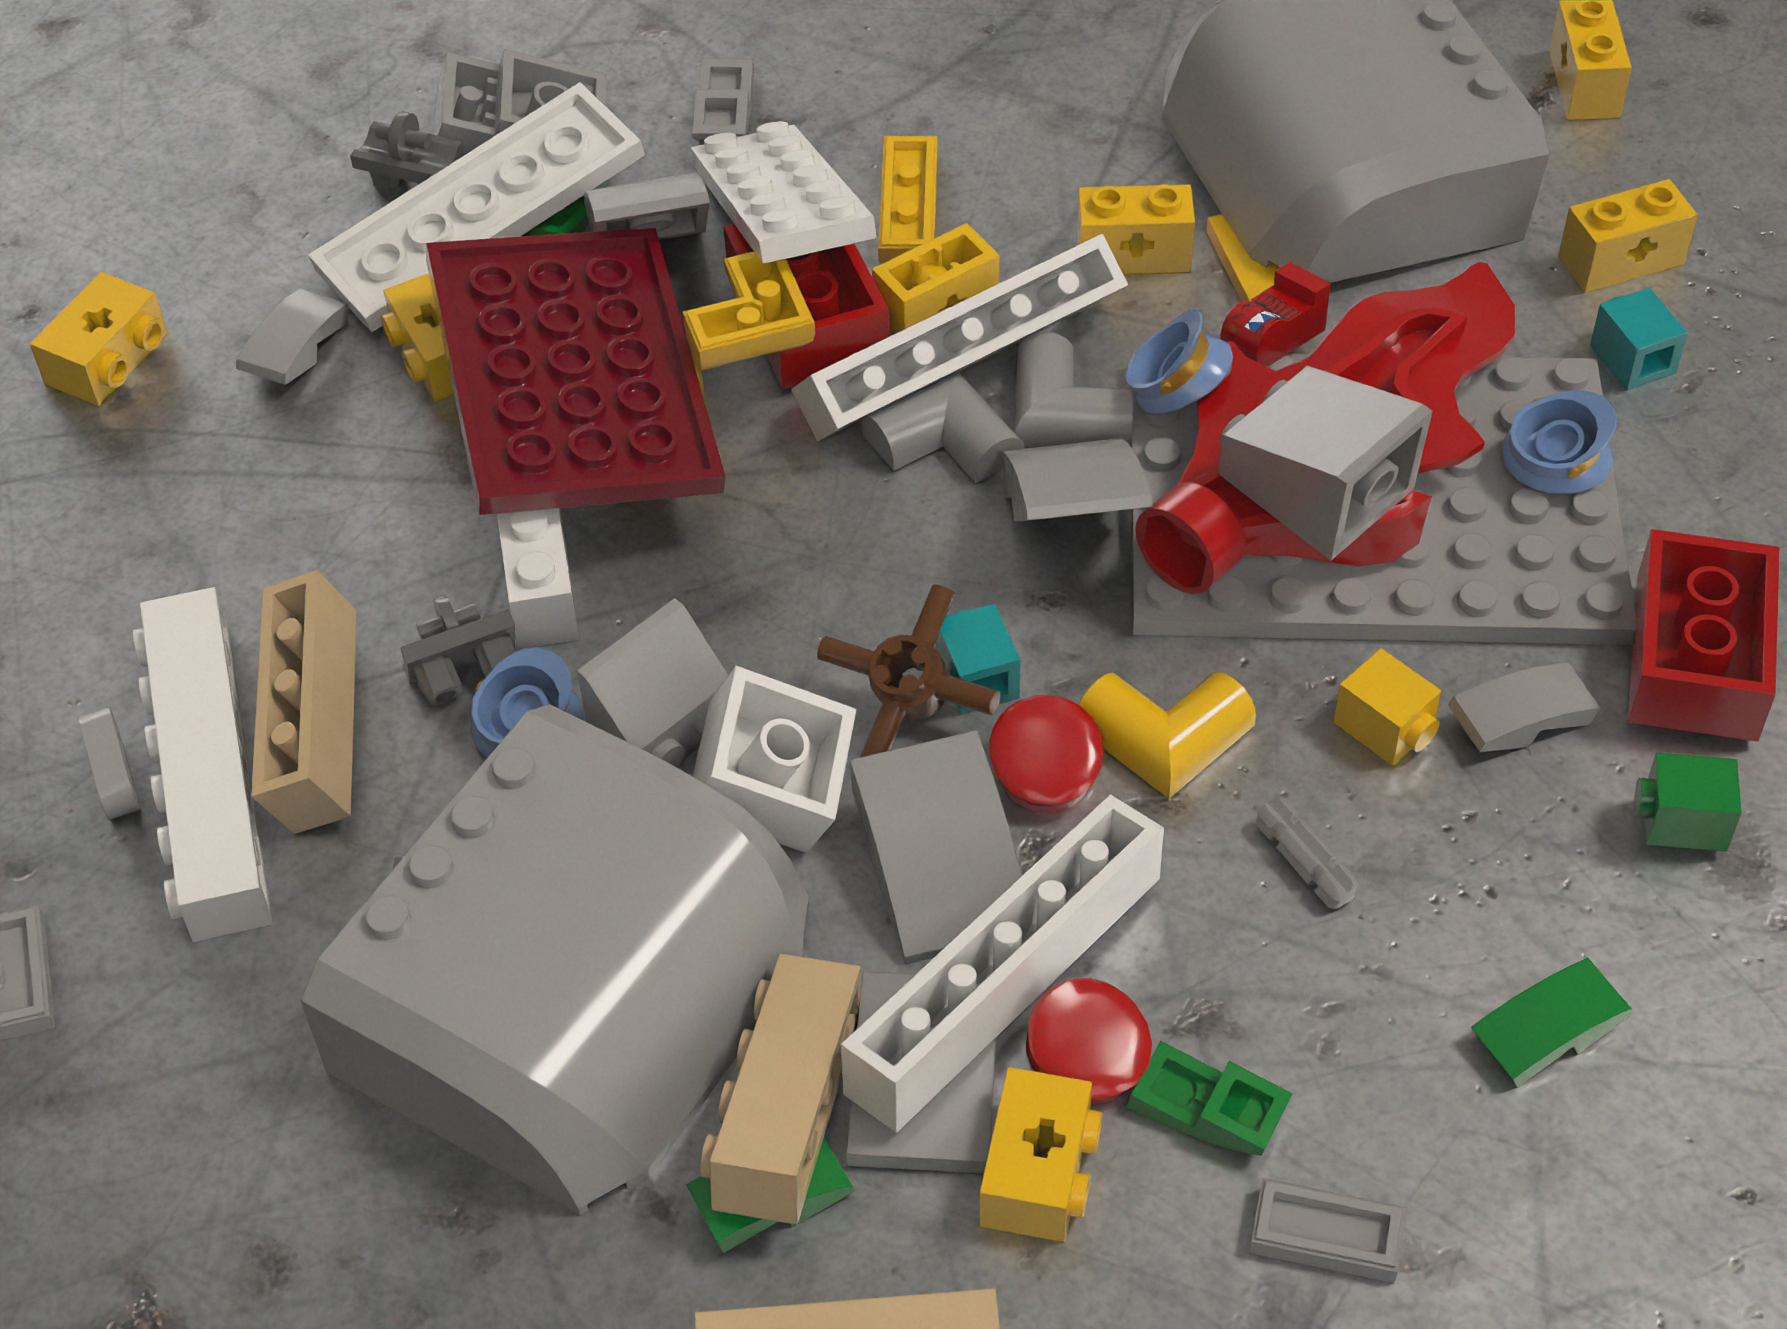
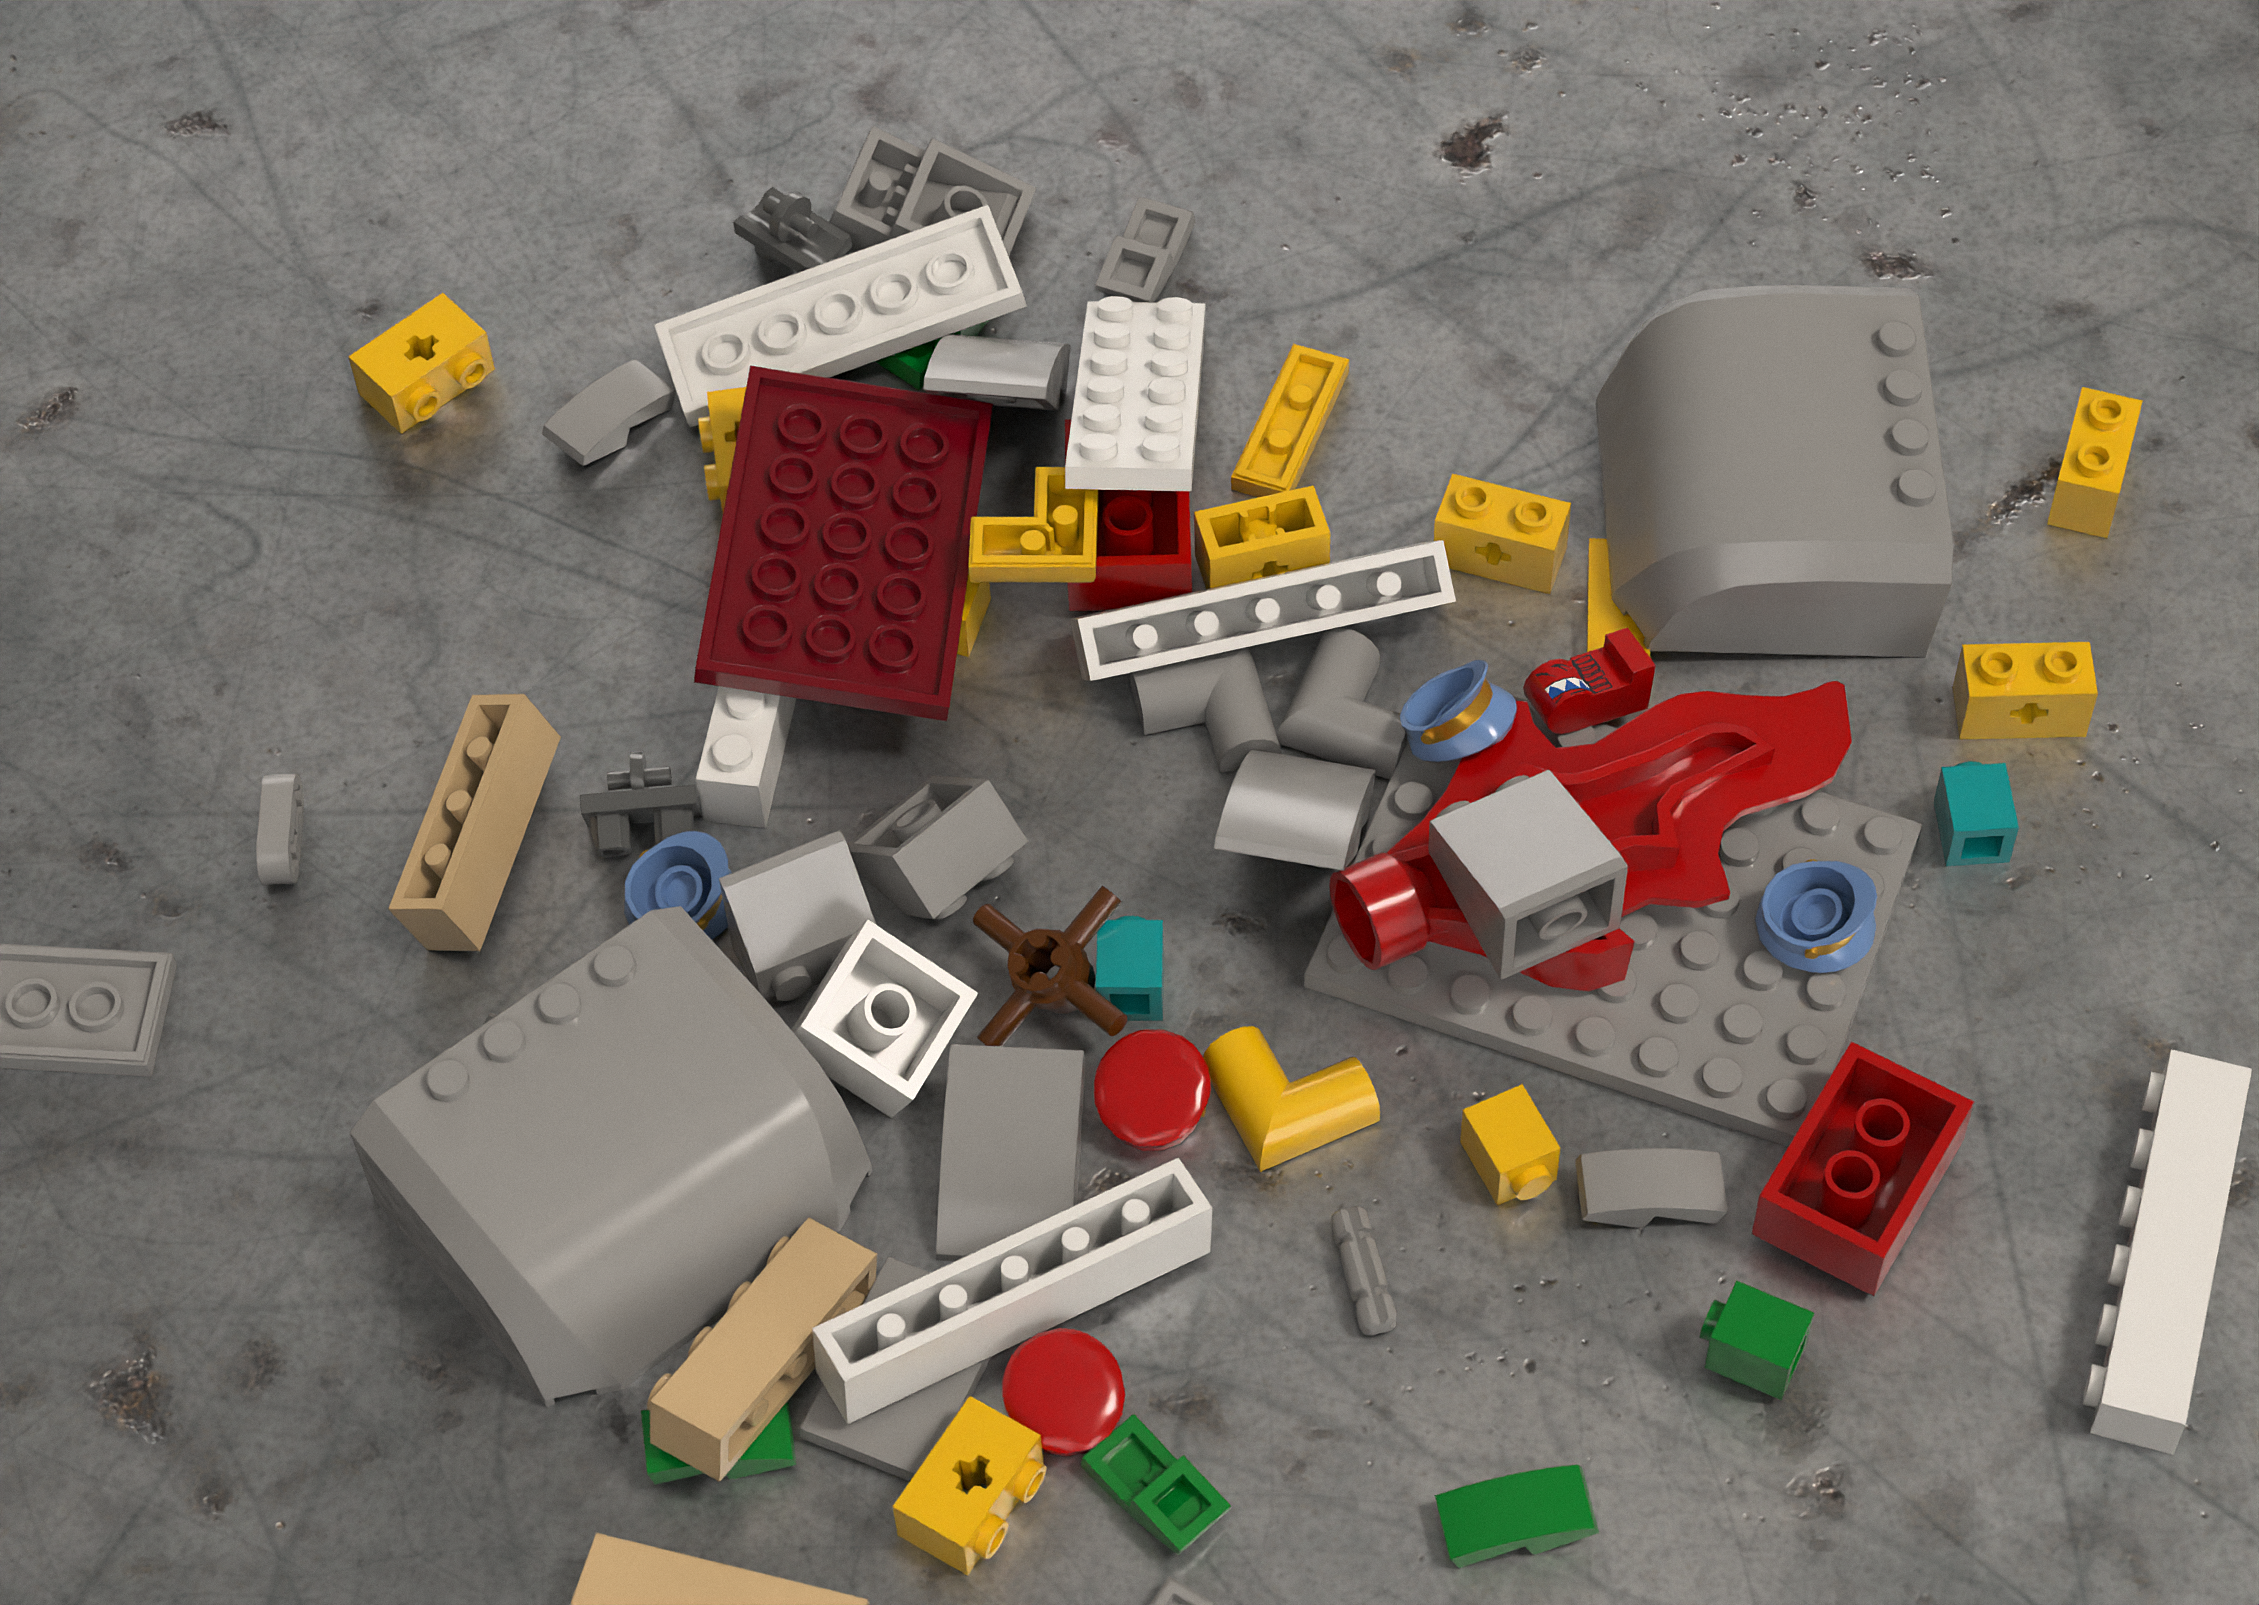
camera: 20 degrees right, 5 degrees up
(203, 767) = (365, 842): white brick -> none
(760, 599) = (938, 845): none -> light grey slope

